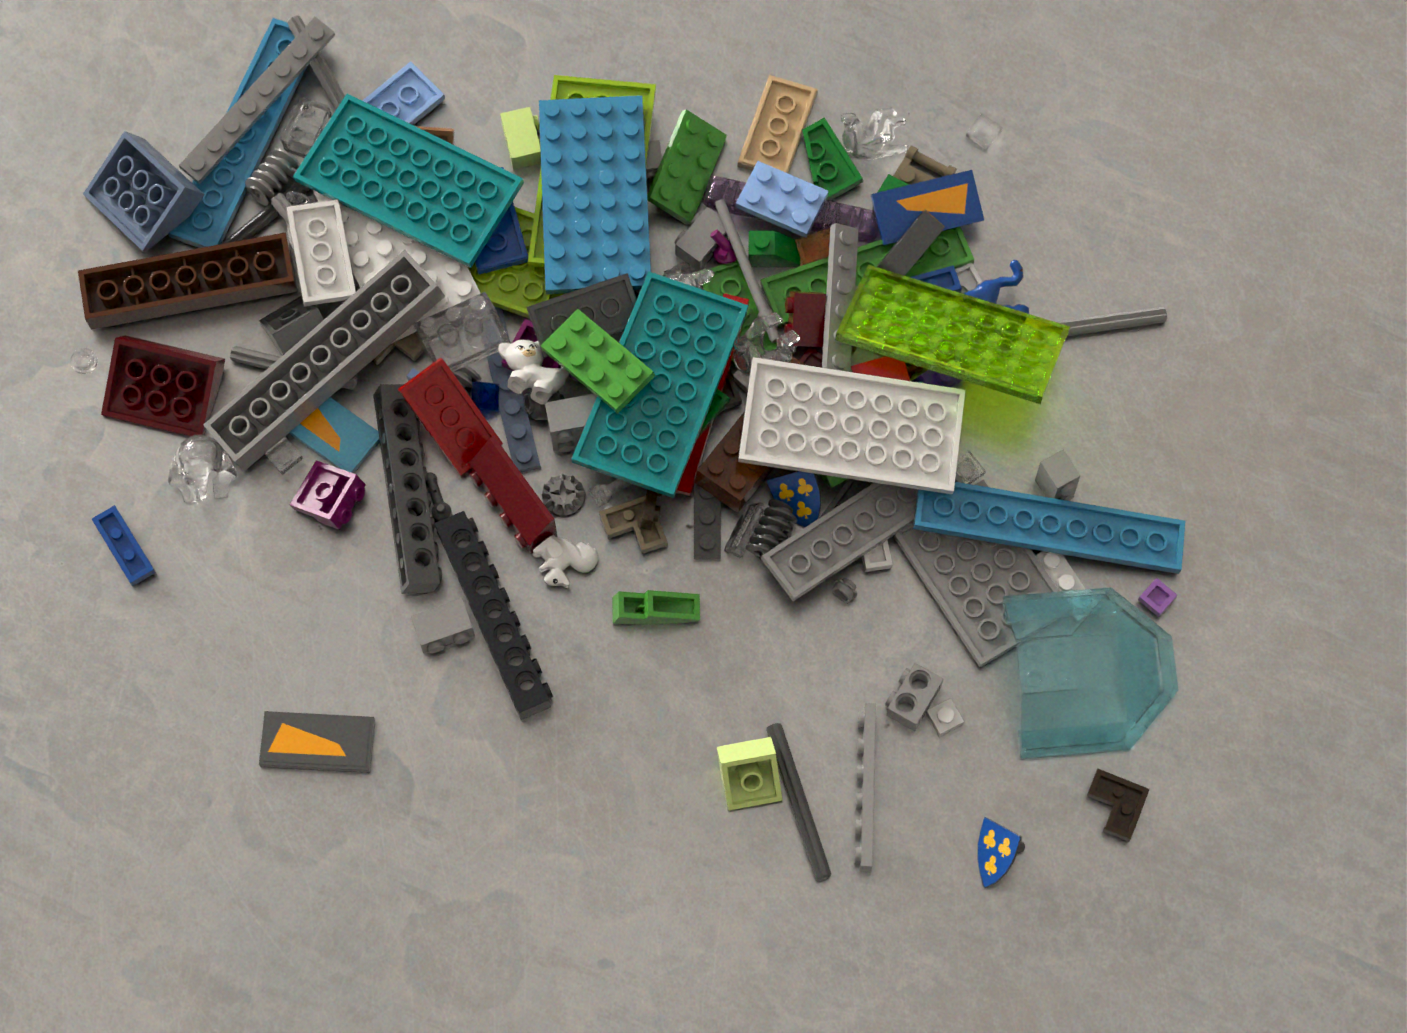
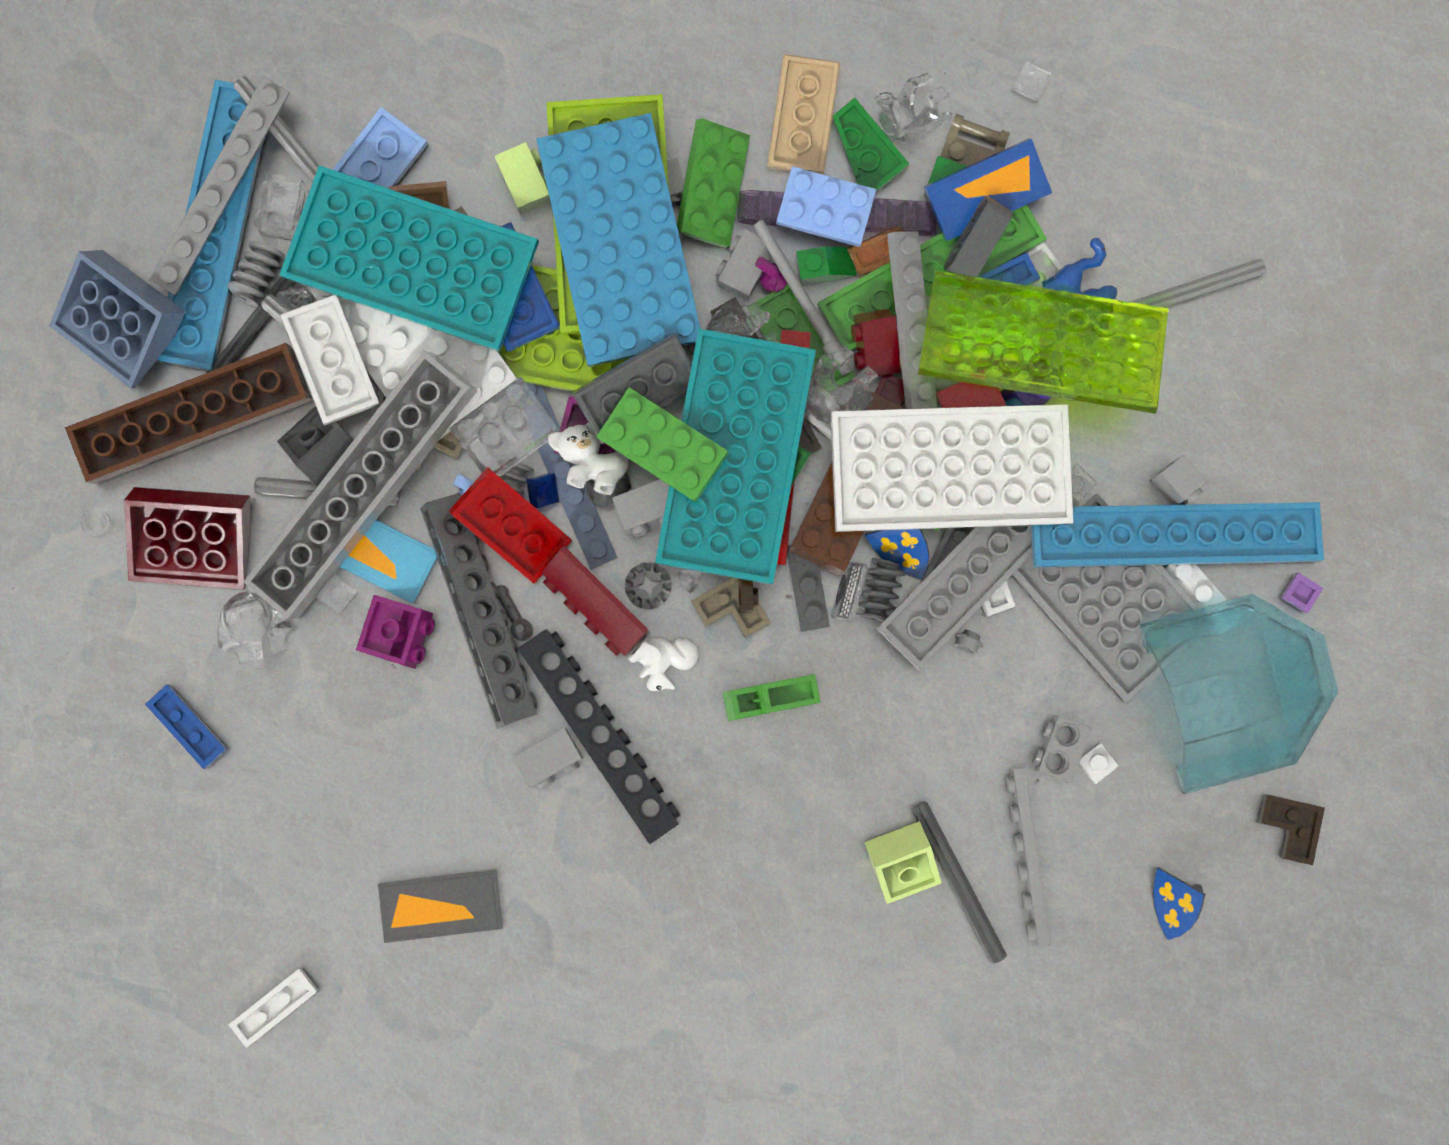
camera: 10 degrees left, 15 degrees up
(145, 804) = (273, 1007): none -> white plate

